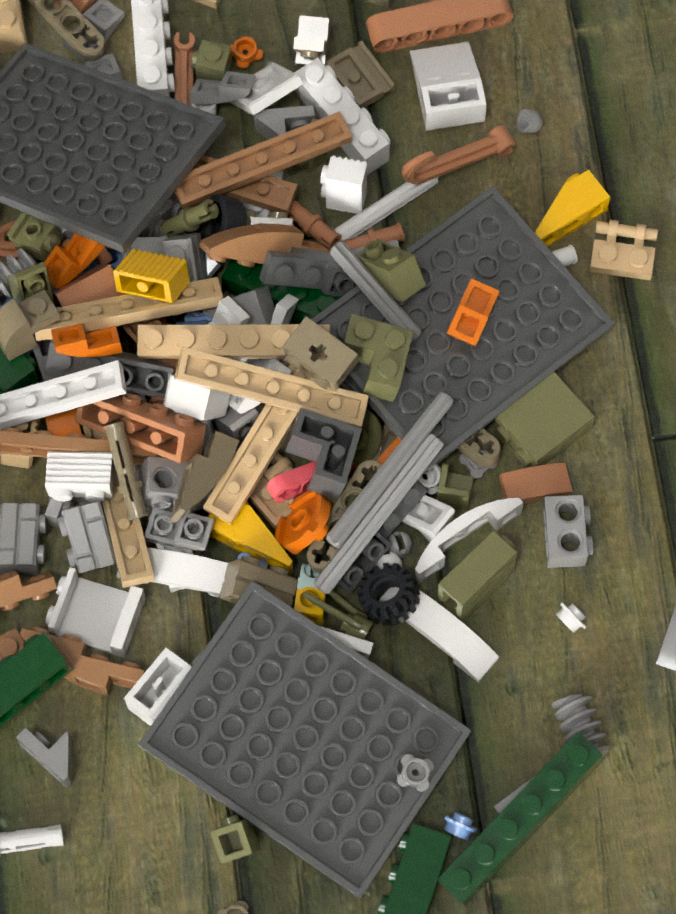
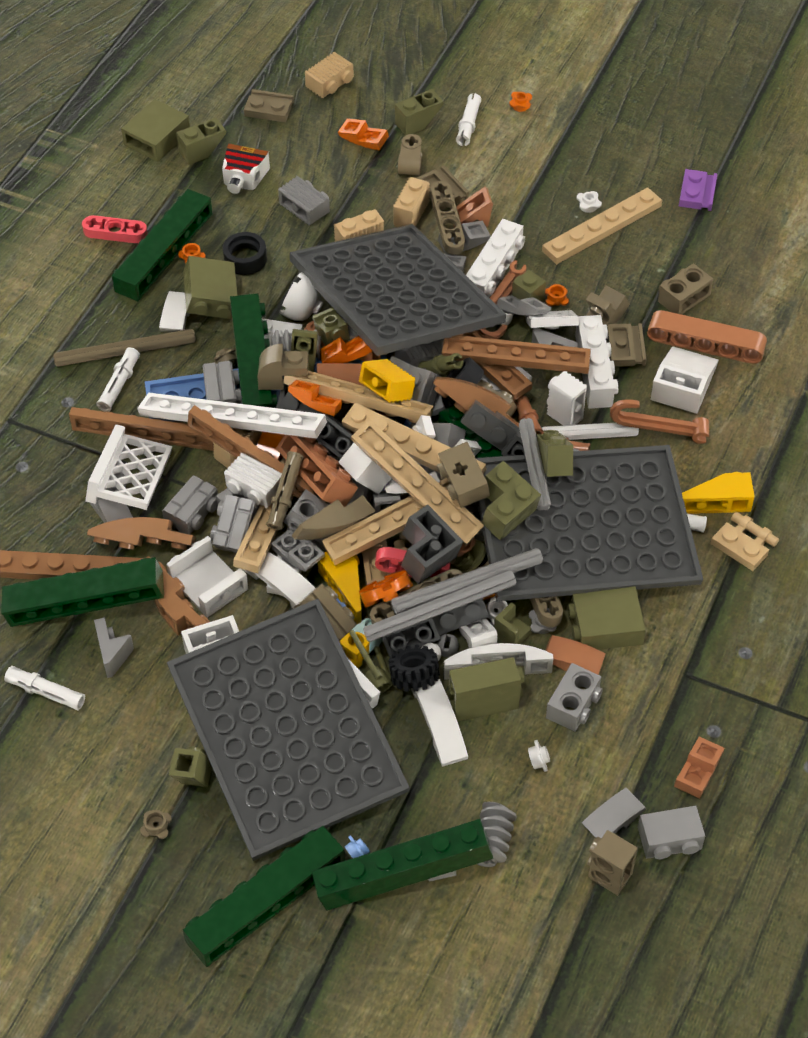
camera: 30 degrees right, 15 degrees down
(422, 766) = (344, 783): light grey plate -> none
(473, 312) = (598, 514): orange slope -> none
(529, 121) = (730, 427): light grey hinge -> none

